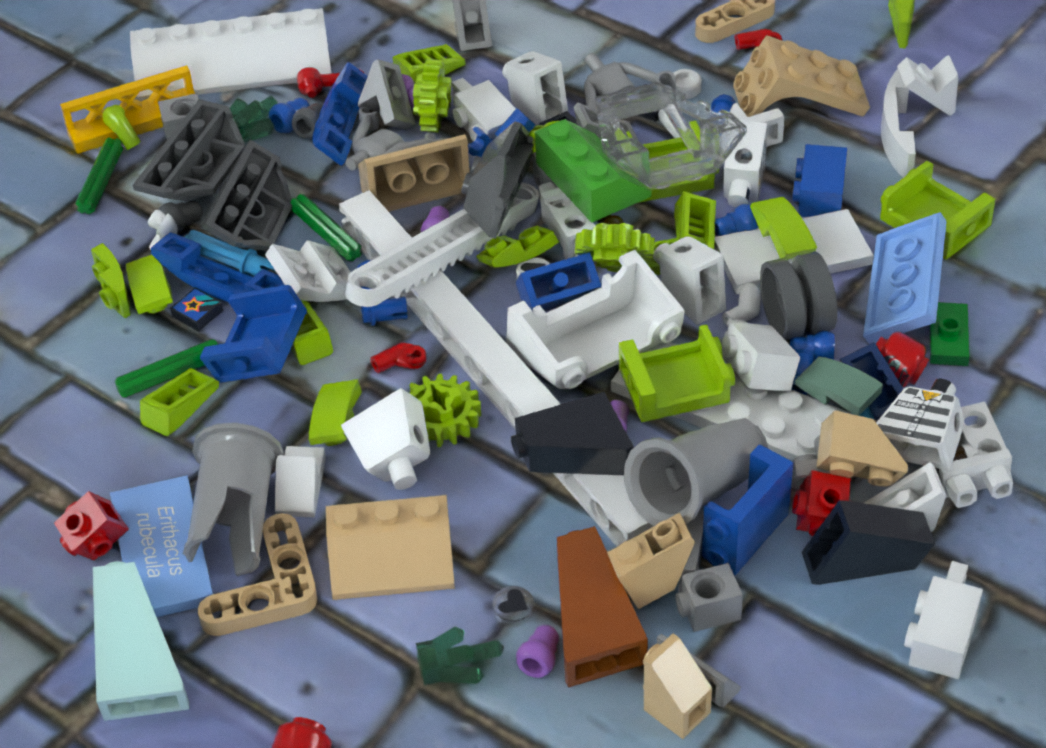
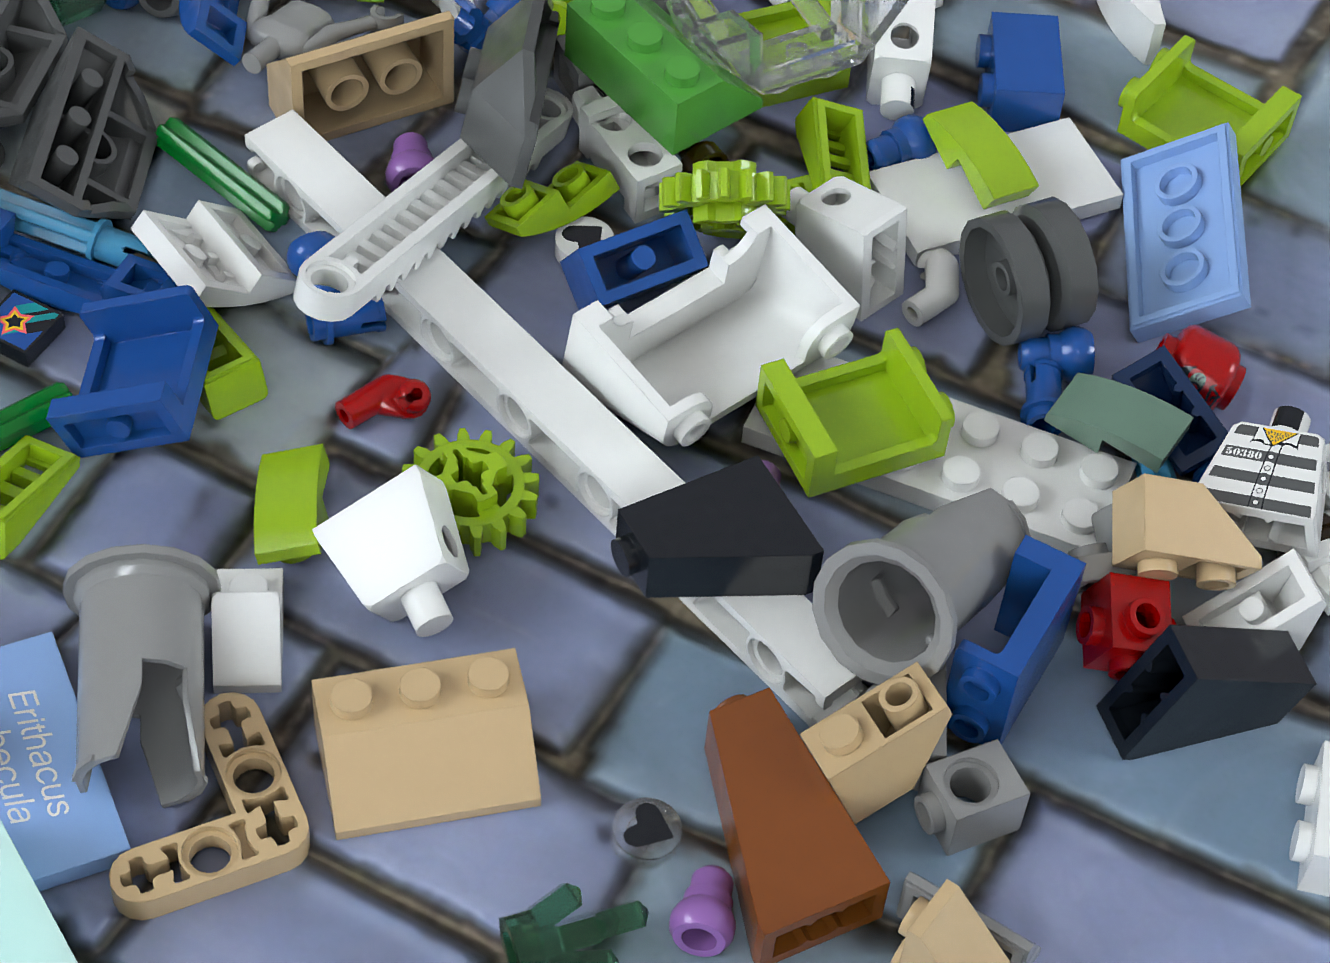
camera: 15 degrees left, 5 degrees up
(759, 356) = (984, 374): white hinge -> none
(950, 335) = (1267, 329): green plate -> none

